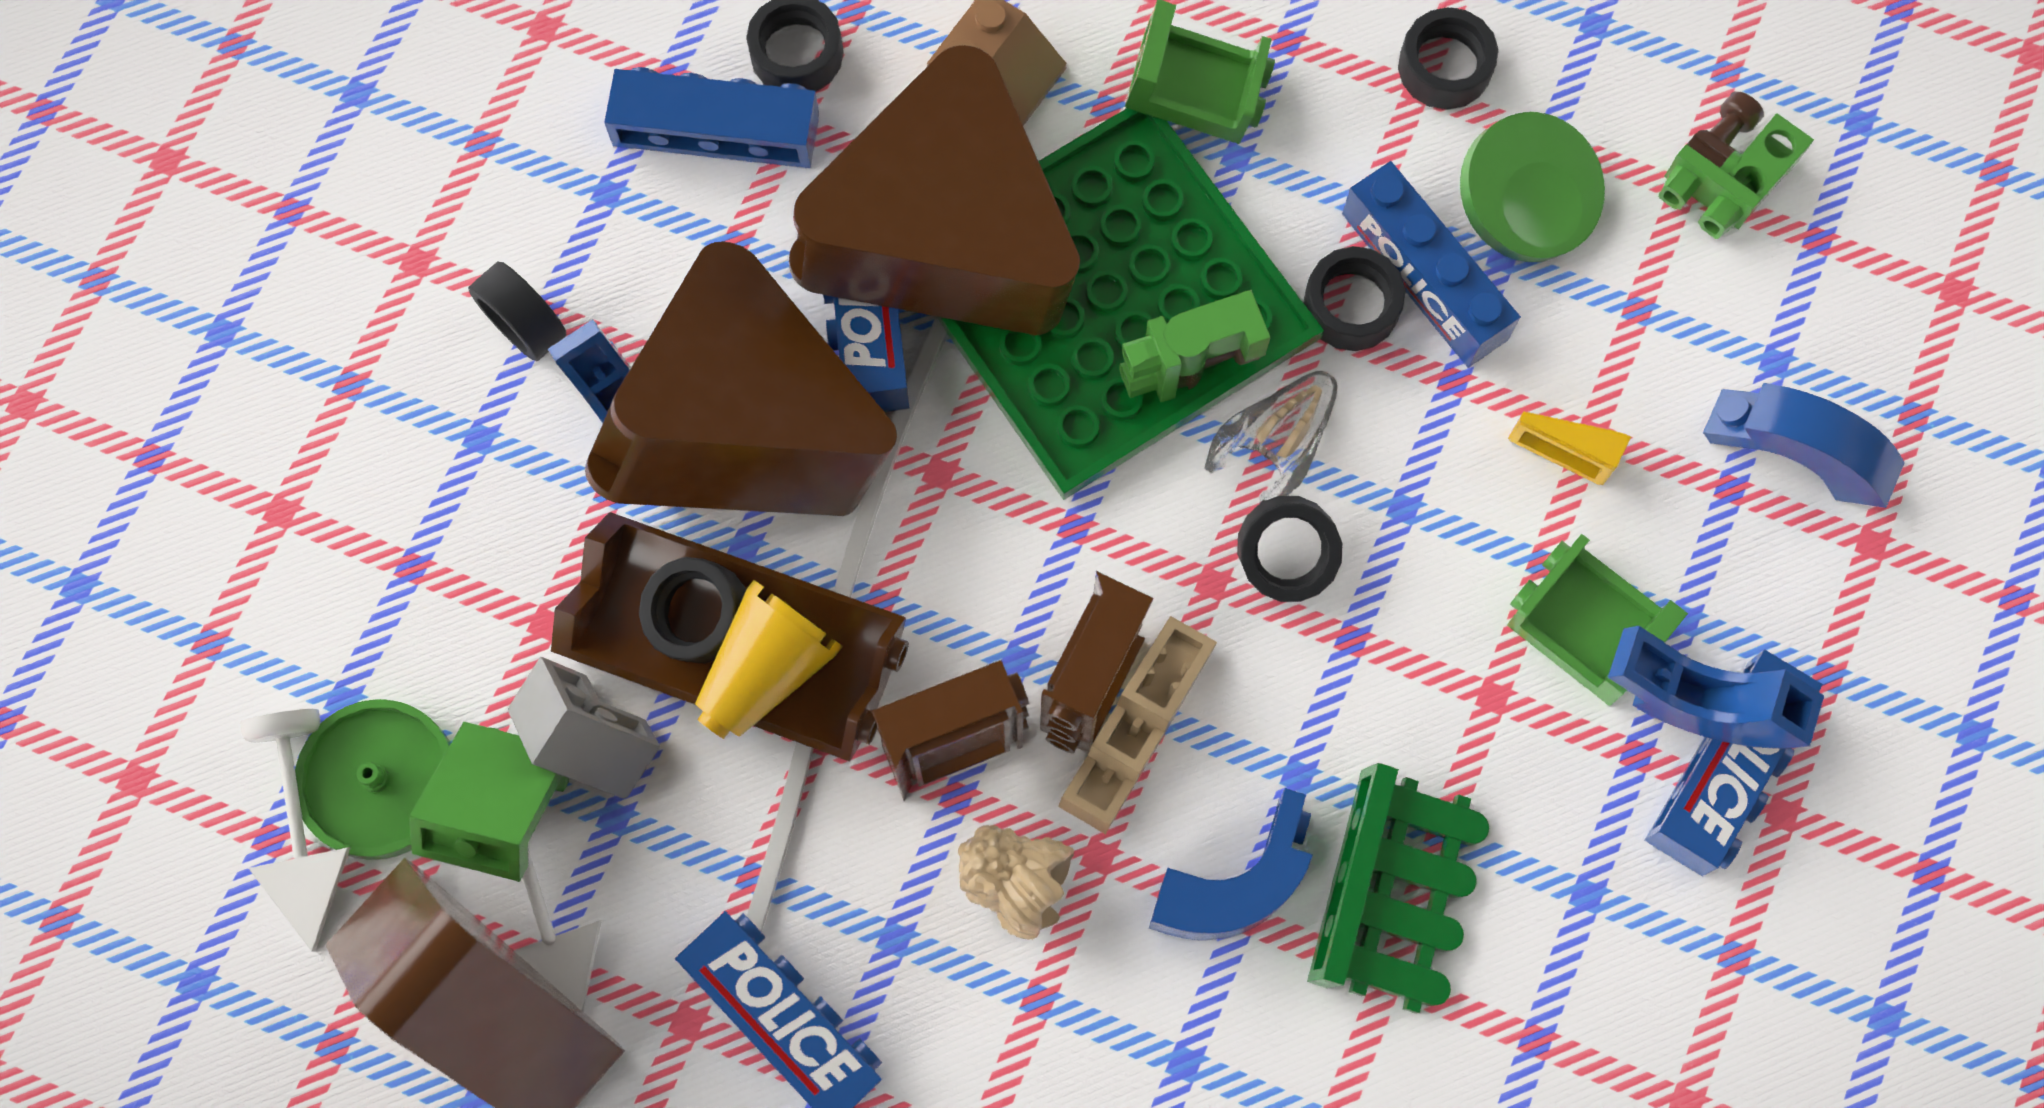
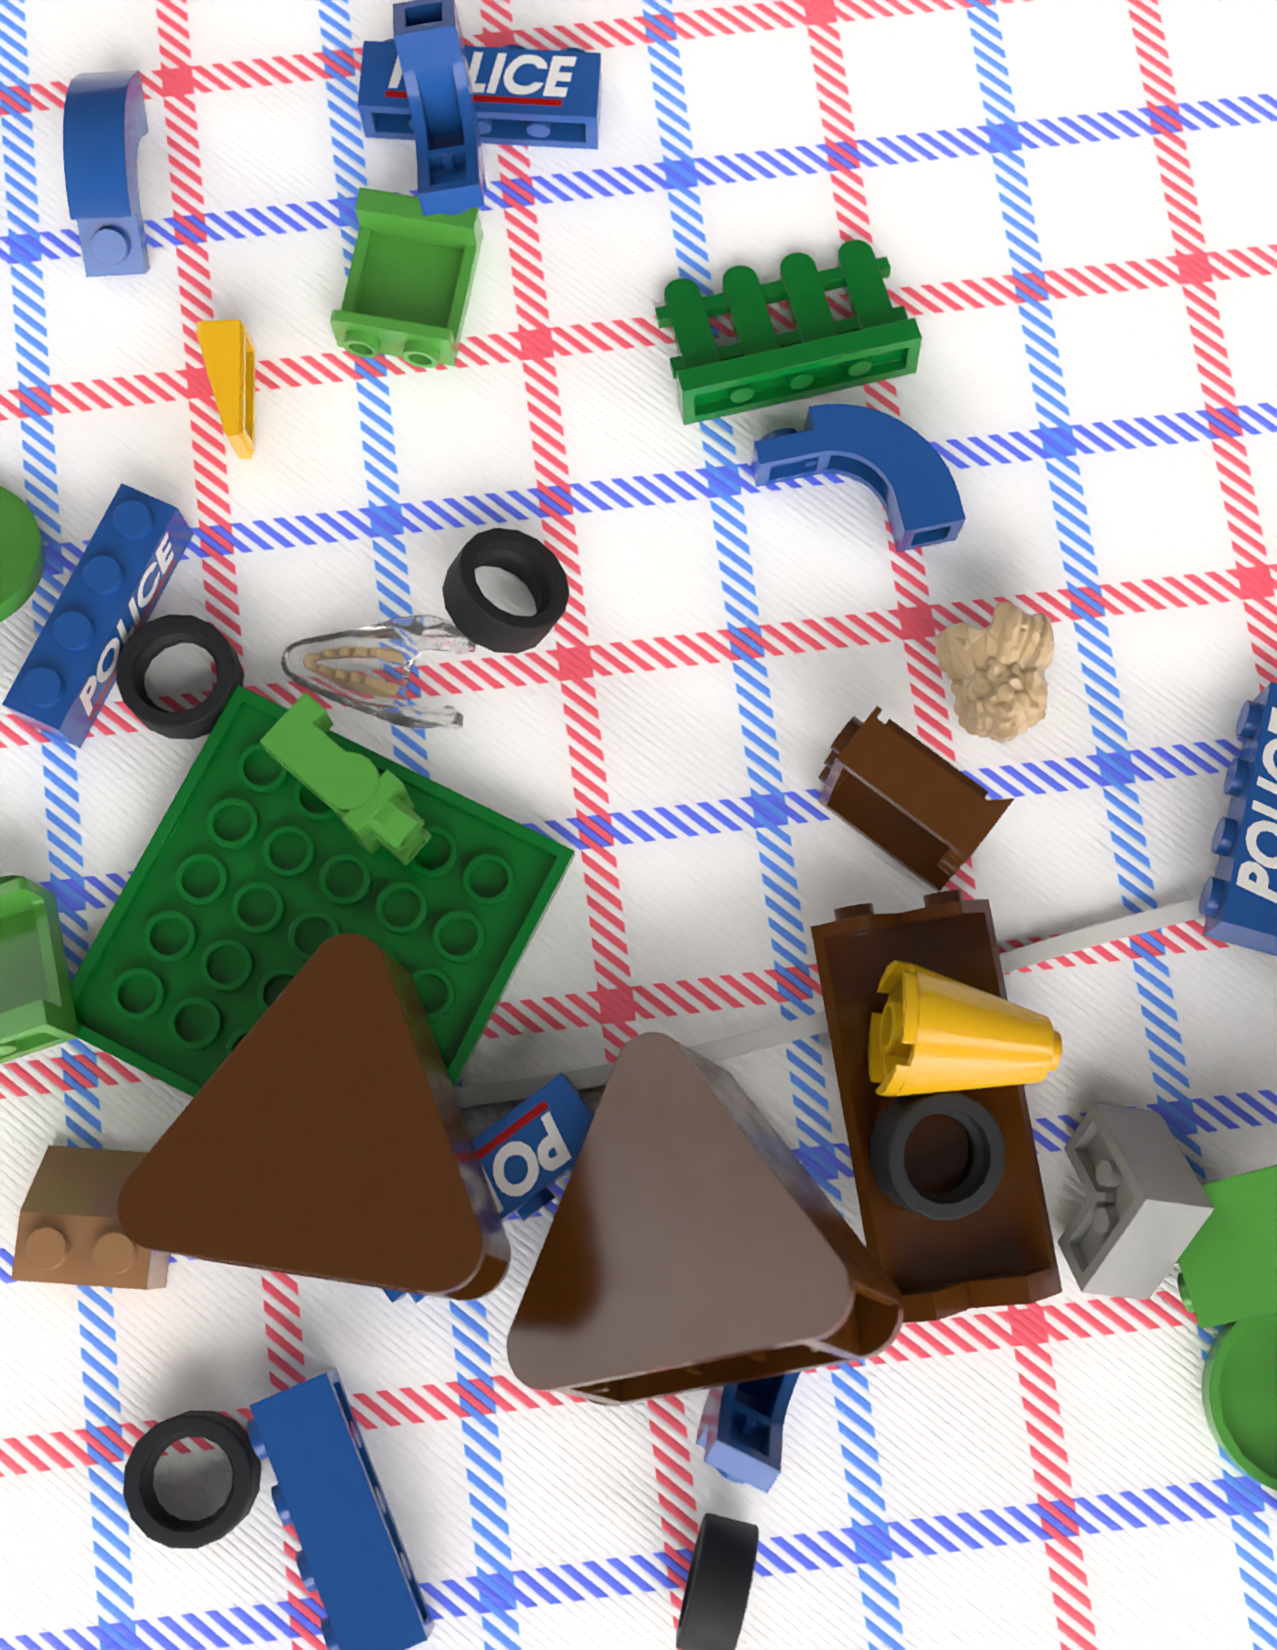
camera: 120 degrees left, 5 degrees up
(1093, 665) = (761, 692): reddish brown window -> none
(1137, 724) = (768, 650): tan slope -> none

